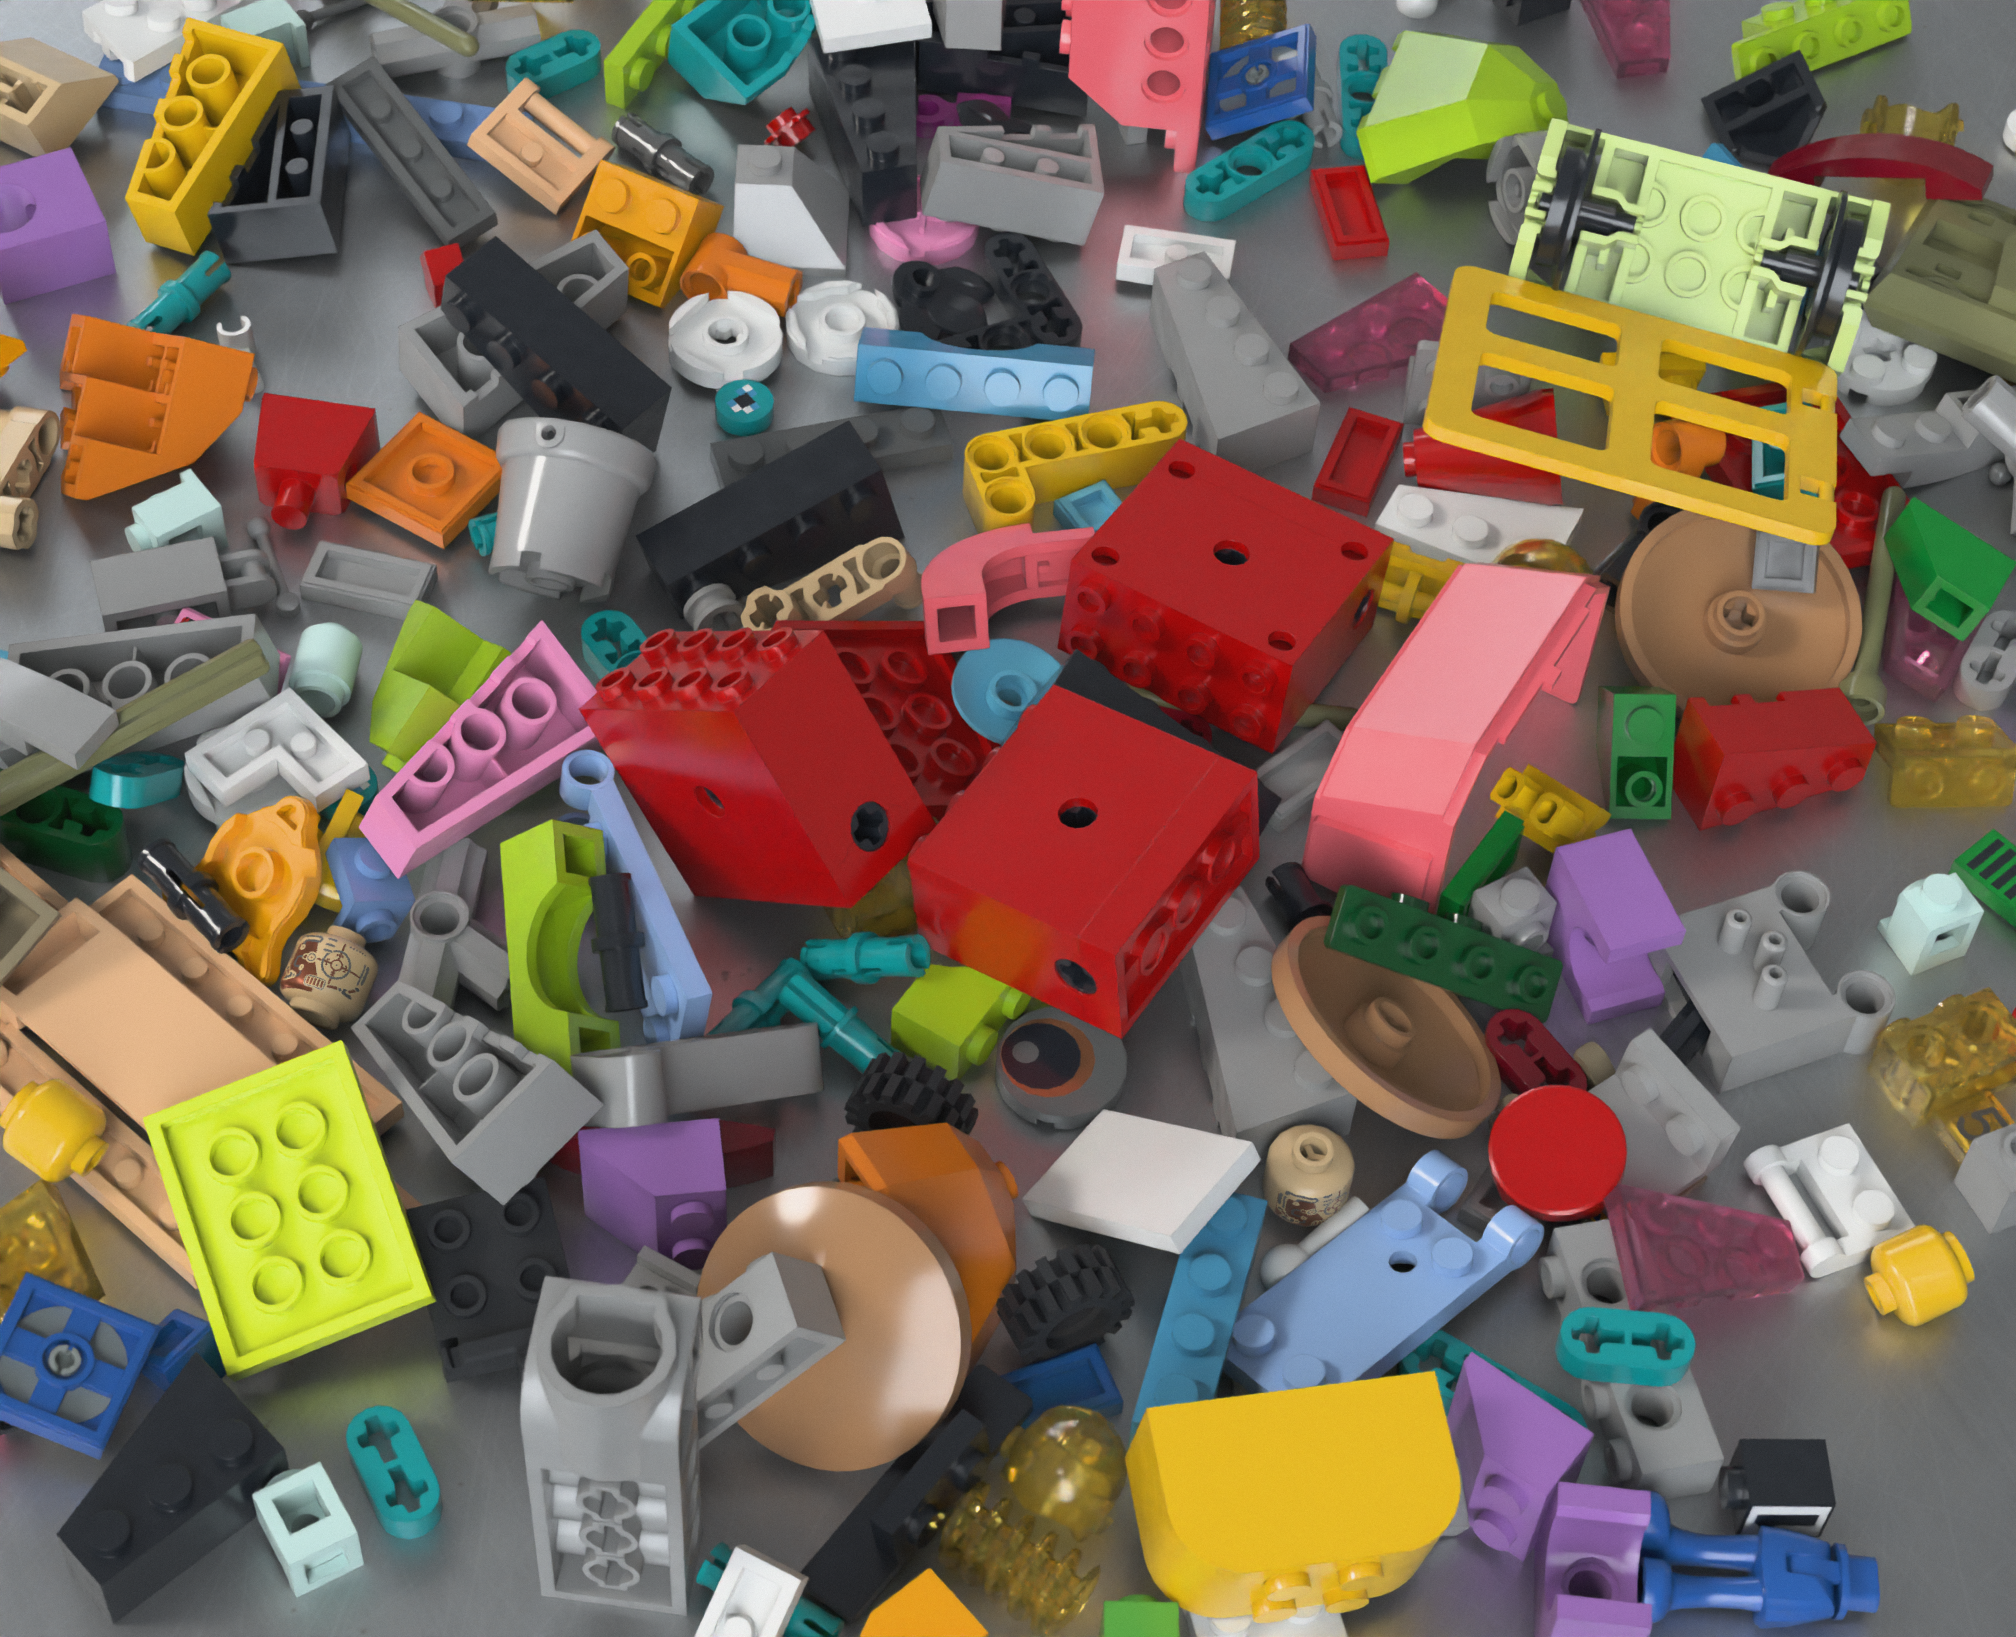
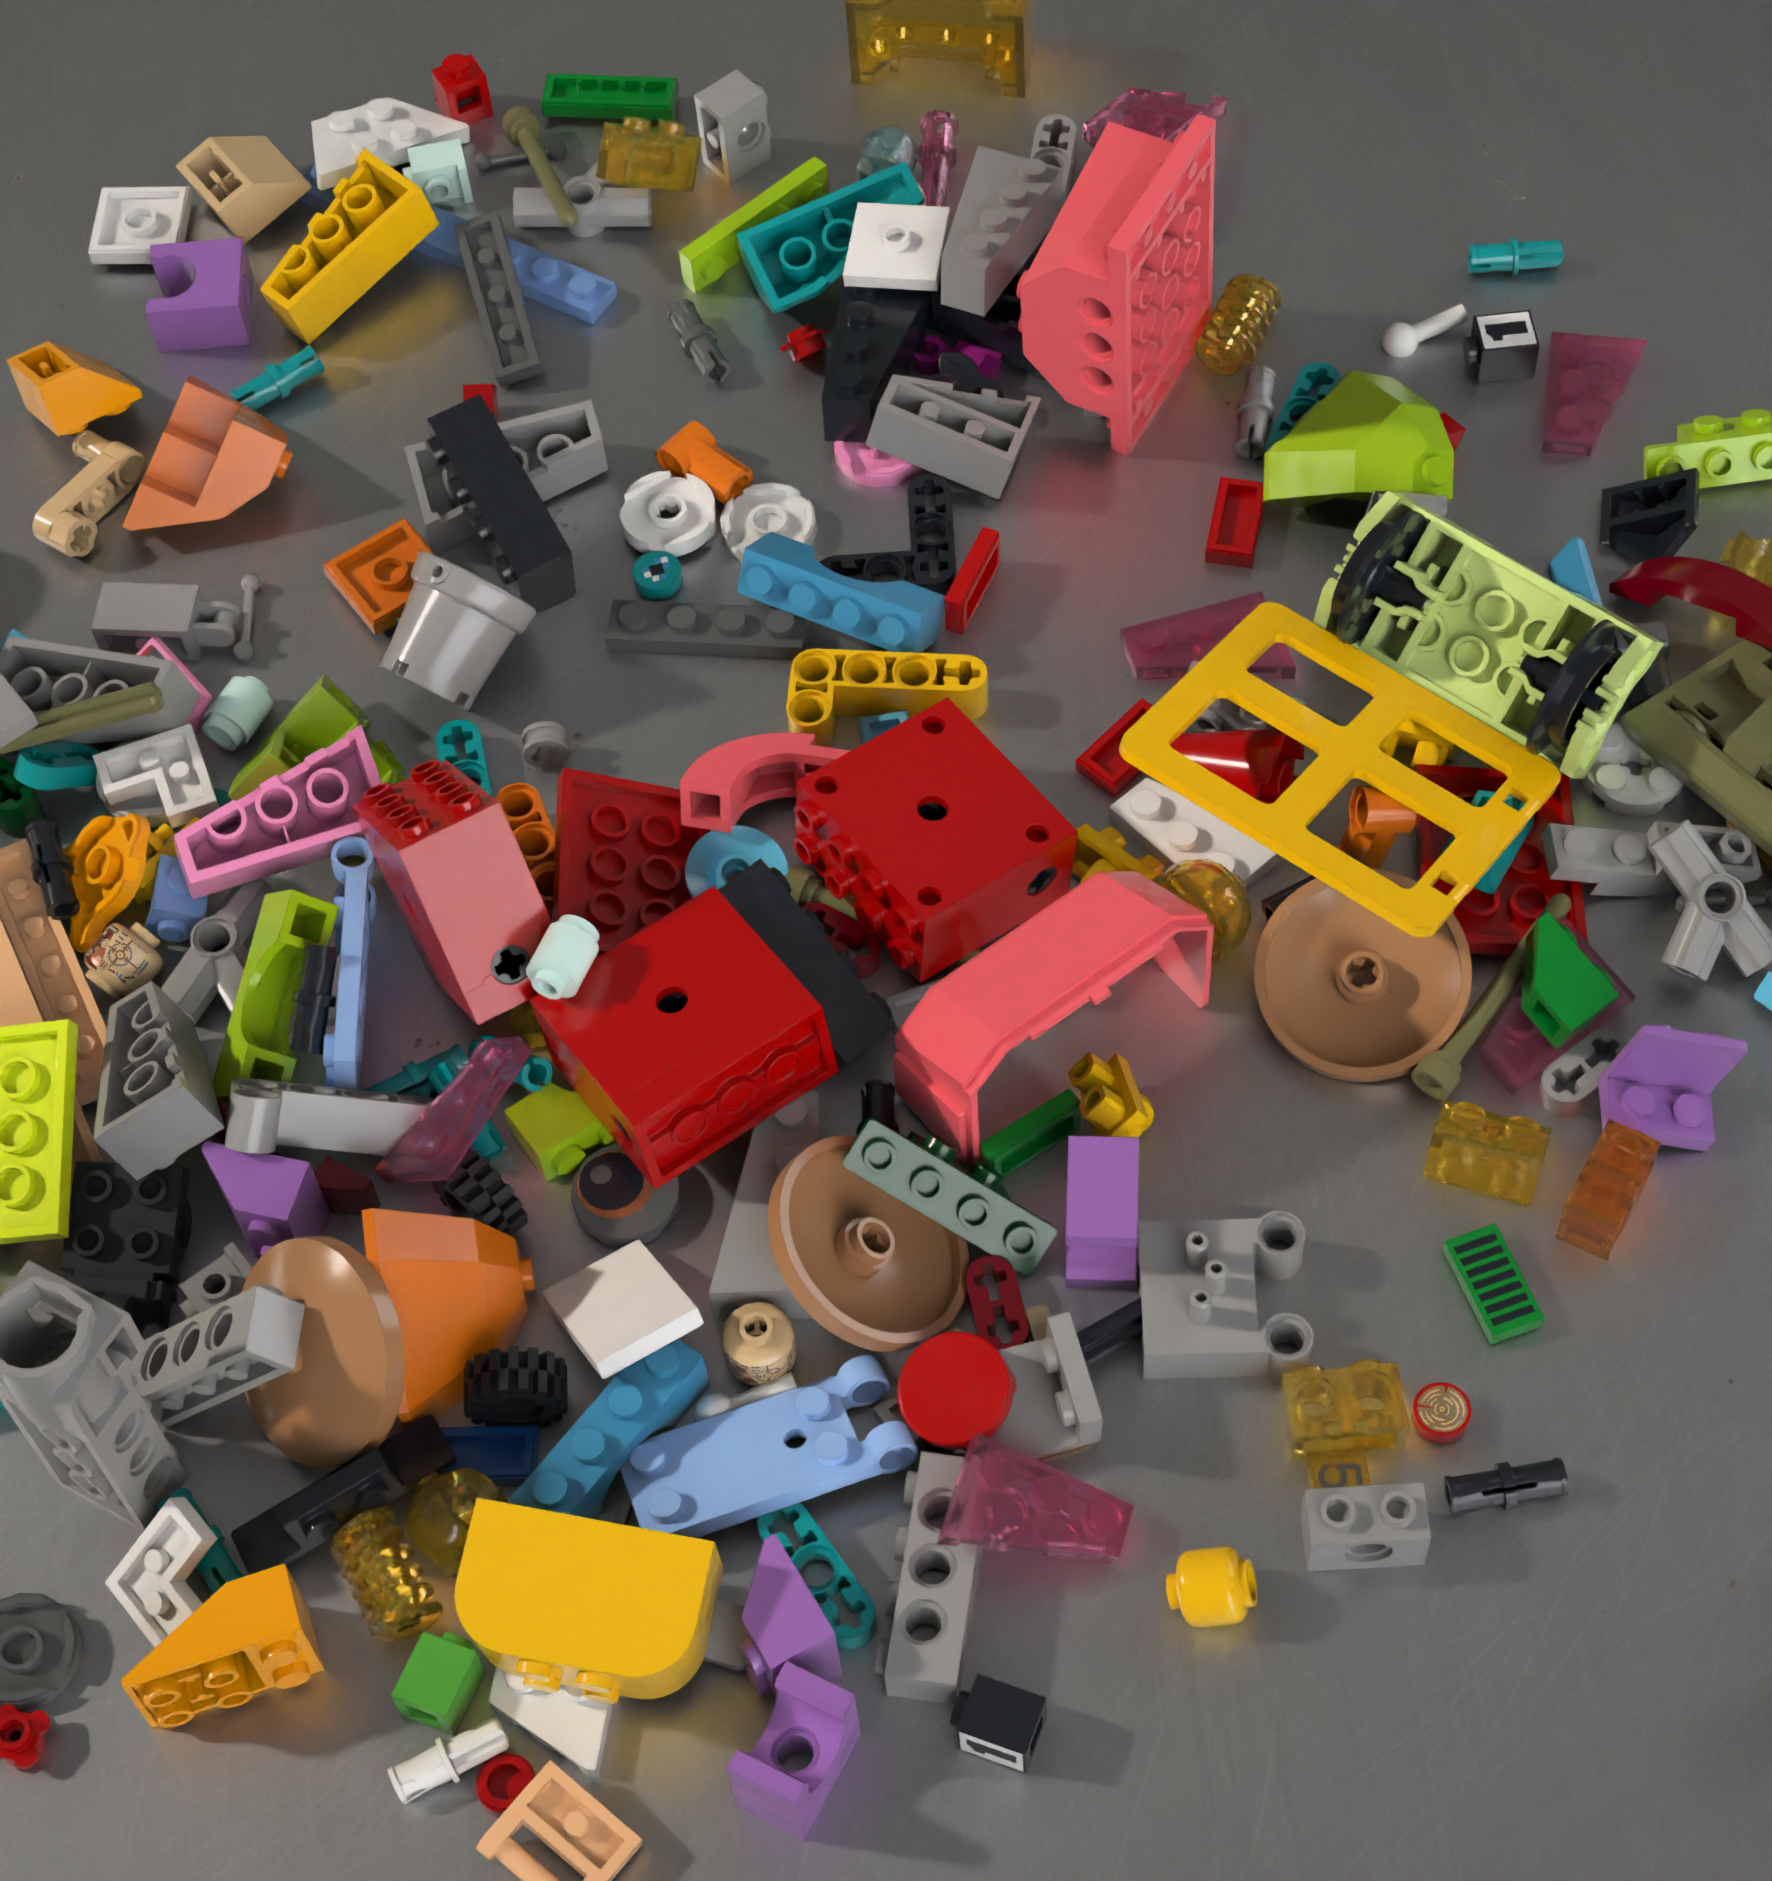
camera: 30 degrees right, 5 degrees up
(177, 516) = (190, 562): light aqua brick -> none
(243, 341) = (306, 430): white hand -> none
(292, 183) = (399, 302): black wedge -> none
(309, 454) = (305, 532): red torso -> none
(367, 580) = (308, 647): light grey tile -> none
(532, 155) = (591, 321): light nougat plate -> none
(556, 62) = (651, 243): teal beam -> none
(648, 227) = (646, 402): light orange slope -> none
(775, 521) = (623, 681): black wedge -> none
(790, 210) = (768, 416): light grey slope -> none
(855, 1027) = (456, 1116): none -> clear pink wing
(866, 576) = (662, 745): tan beam -> none
(936, 798) = (563, 957): none -> light aqua brick
(945, 301) = (857, 527): black plate -> none
(1107, 330) = (972, 580): none -> red tile
(1150, 248) = (1063, 531): white plate -> none
(1228, 370) = (1049, 656): light grey wedge -> none
(1238, 189) = (1183, 449): teal beam -> none
(1261, 82) = (1211, 388): blue piece -> none
(1516, 910) = (1036, 1180): light grey brick -> none
(1625, 1346) = (913, 1580): teal beam -> none
(1636, 750) = (1219, 1065): green slope -> none
(1766, 753) = (1328, 1102): red wedge -> none
(1784, 564) = (1420, 952): flat silver tile -> none
(1787, 1581) = (975, 1793): blue piece -> none
(1844, 1189) = (1199, 1490): white plate -> none
(1928, 910) = (1389, 1279): light aqua brick -> none

